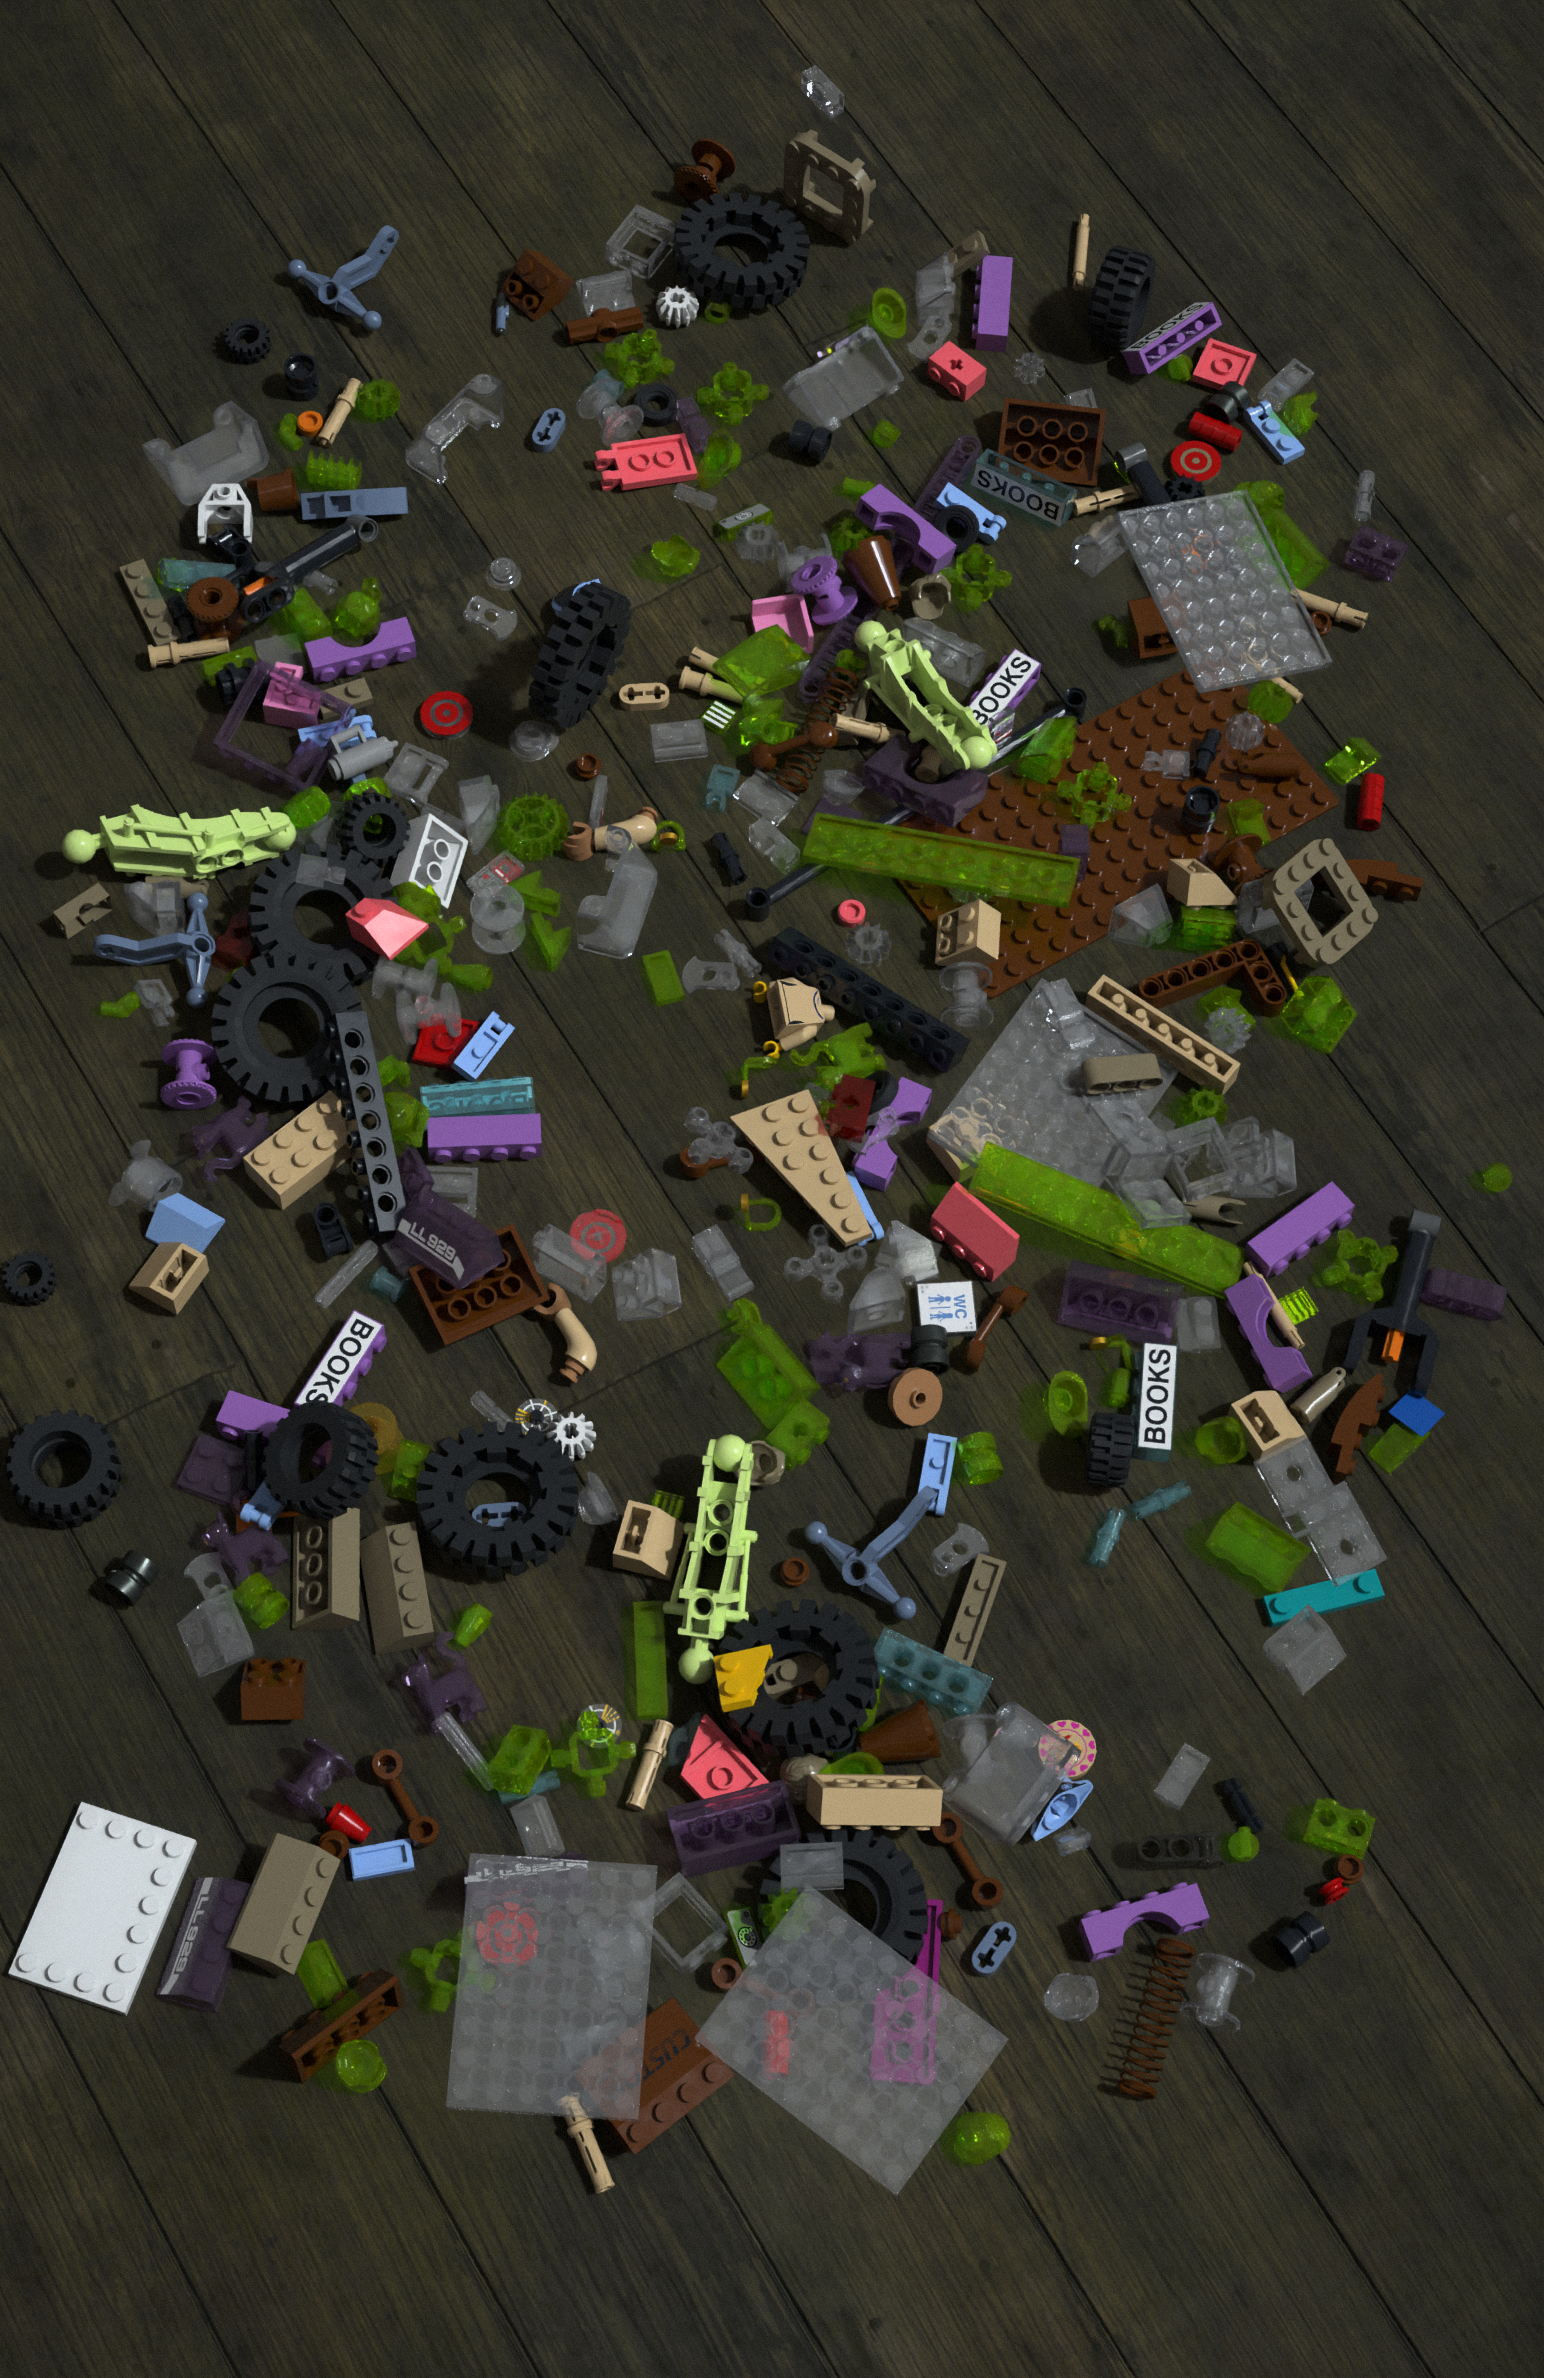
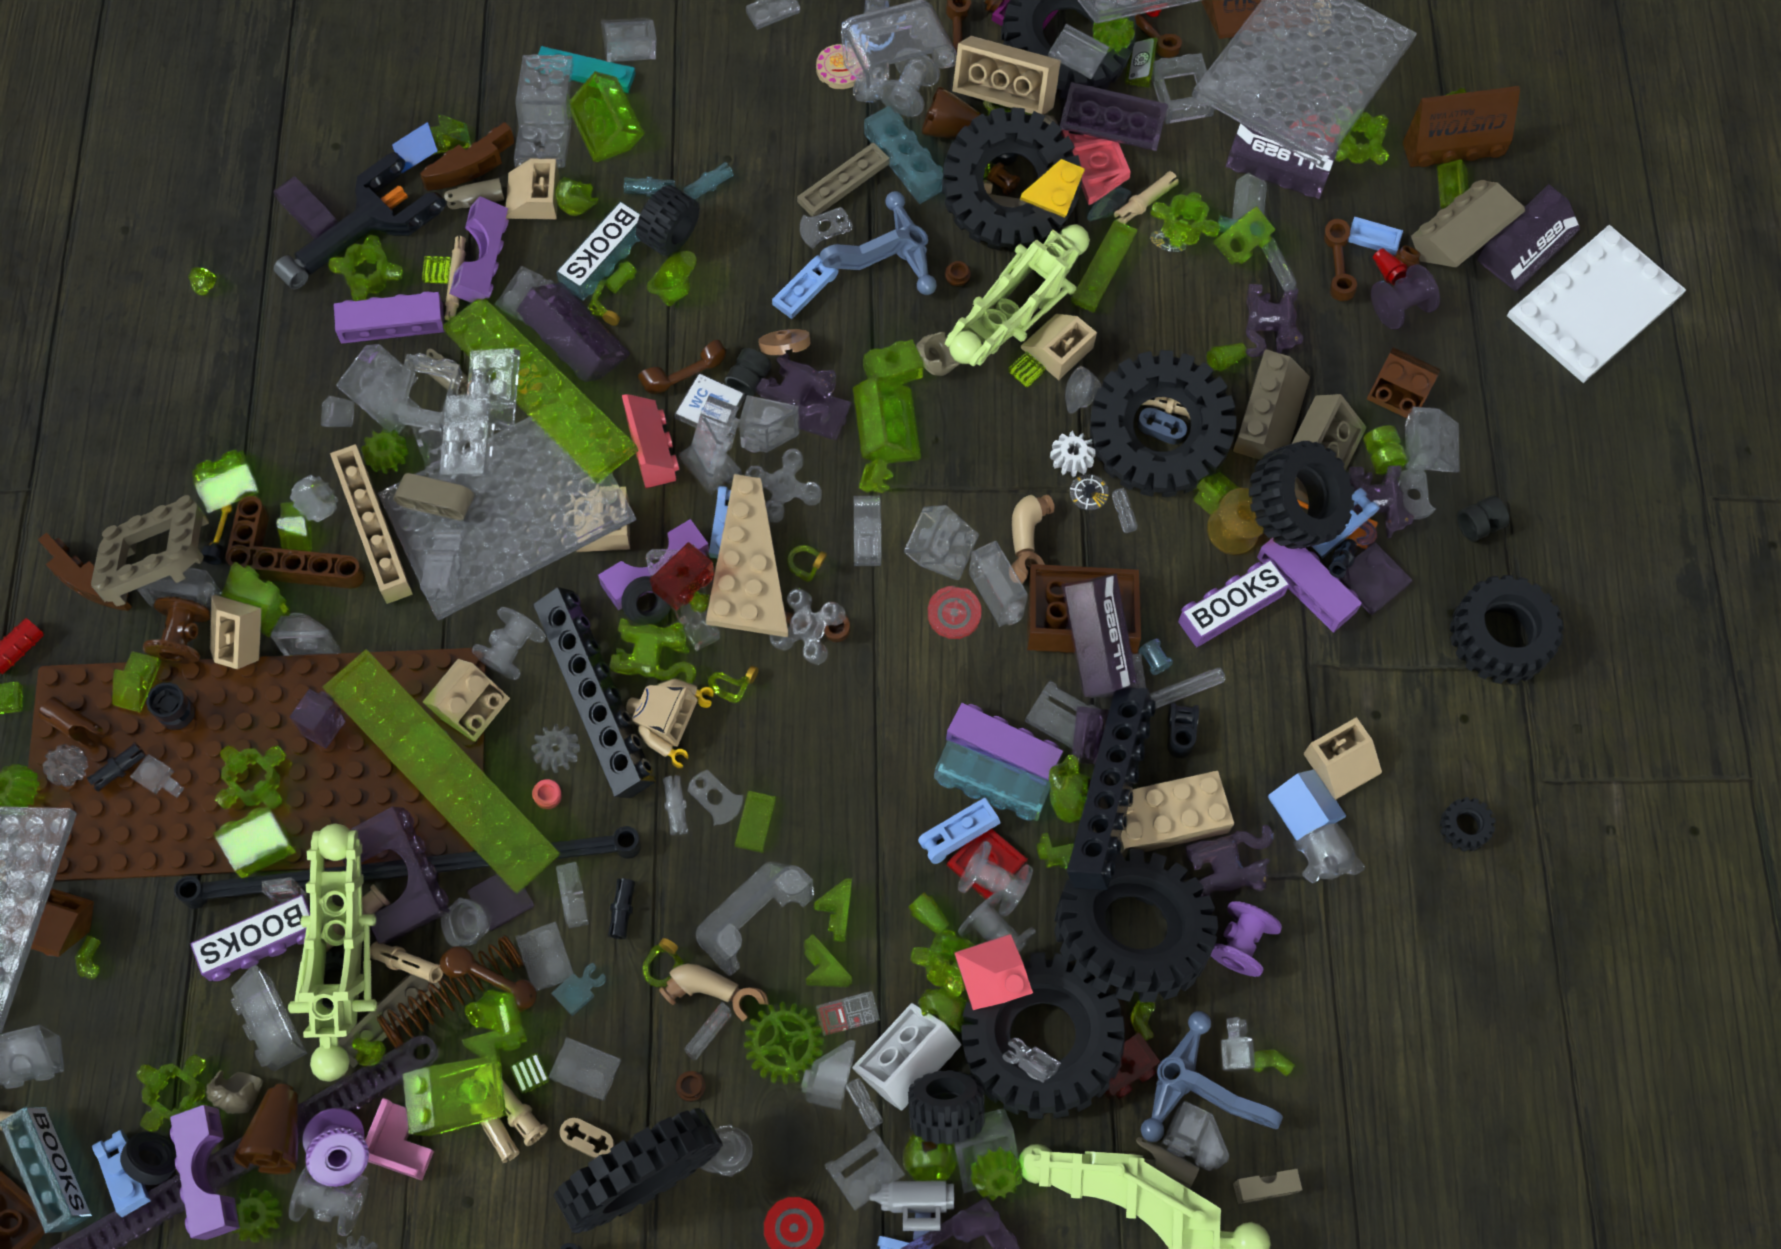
camera: 150 degrees left, 5 degrees up
(497, 919) = (881, 930): clear hose -> none
(981, 1461) = (765, 275): clear neon green wheel -> none
(1277, 1120) = (337, 412): none -> clear slope

